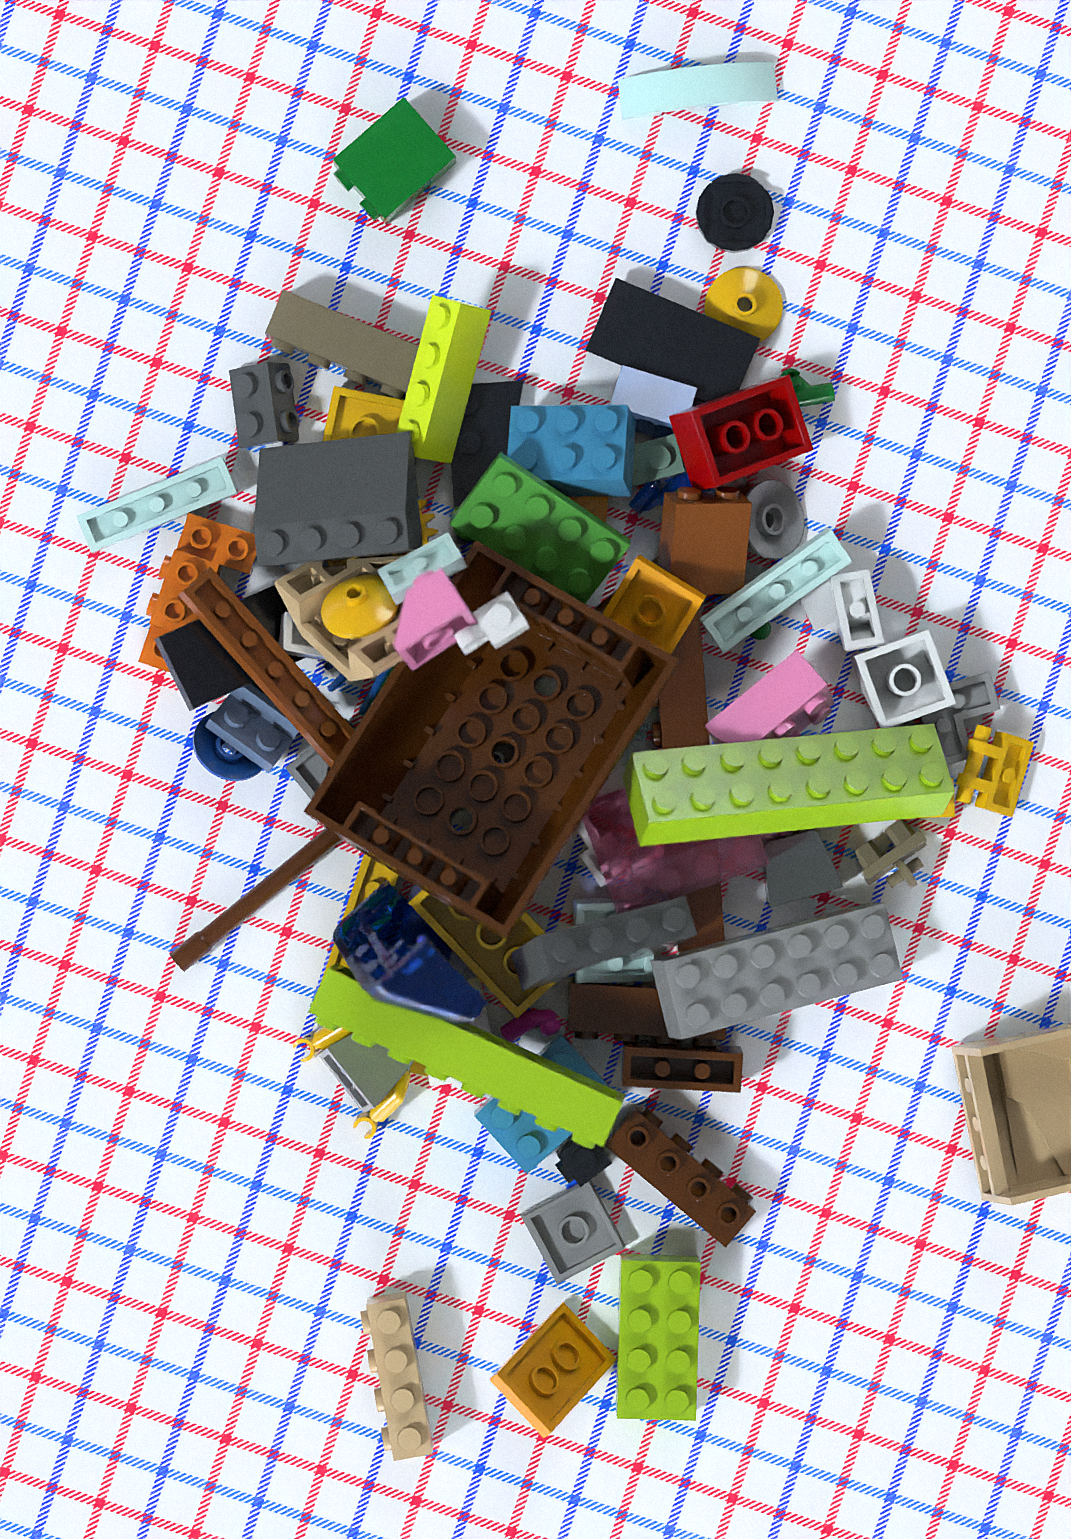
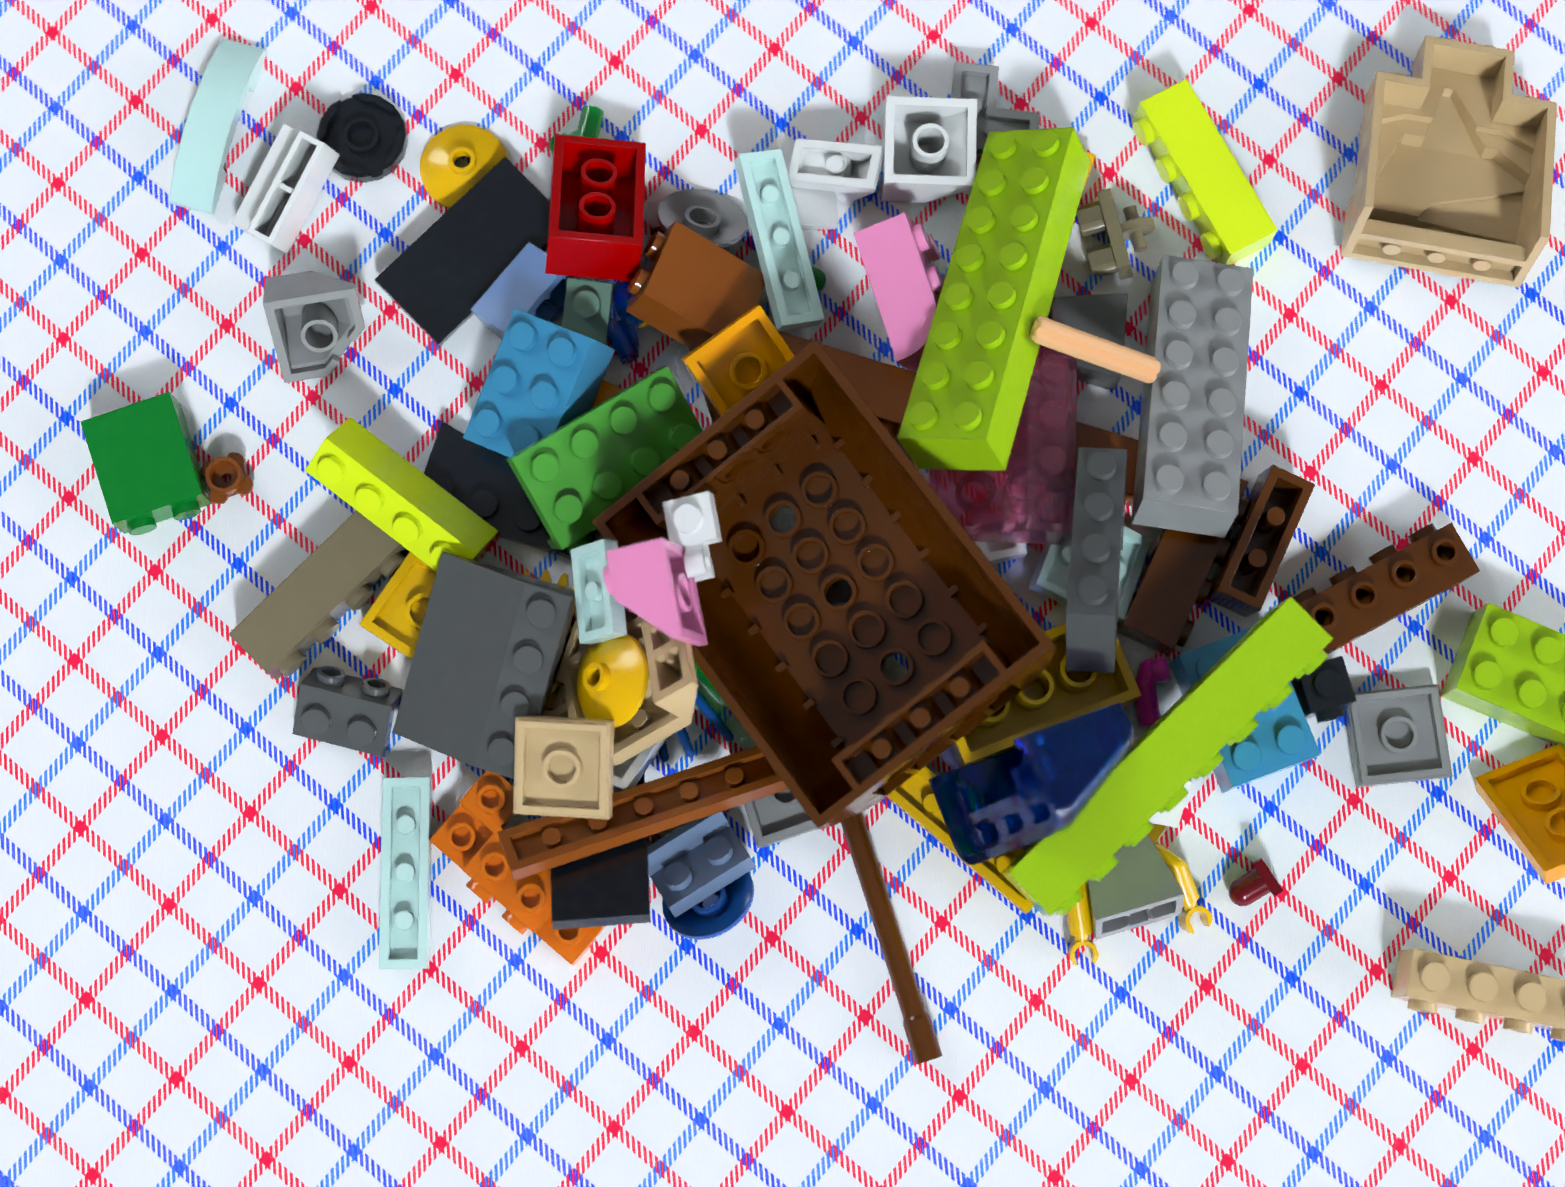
camera: 75 degrees left, 10 degrees down
(278, 597) = (563, 767): none -> tan tile
(409, 239) = (215, 470): none -> dark orange plate
(411, 1161) = (1253, 885): none -> dark red piece
(561, 241) = (311, 322): none -> light grey slope
(662, 171) = (285, 188): none -> white piece
(770, 879) = (1094, 350): none -> light nougat axle
(974, 910) = (1203, 174): none -> neon yellow brick
(1003, 772) = (1056, 81): yellow plate -> none

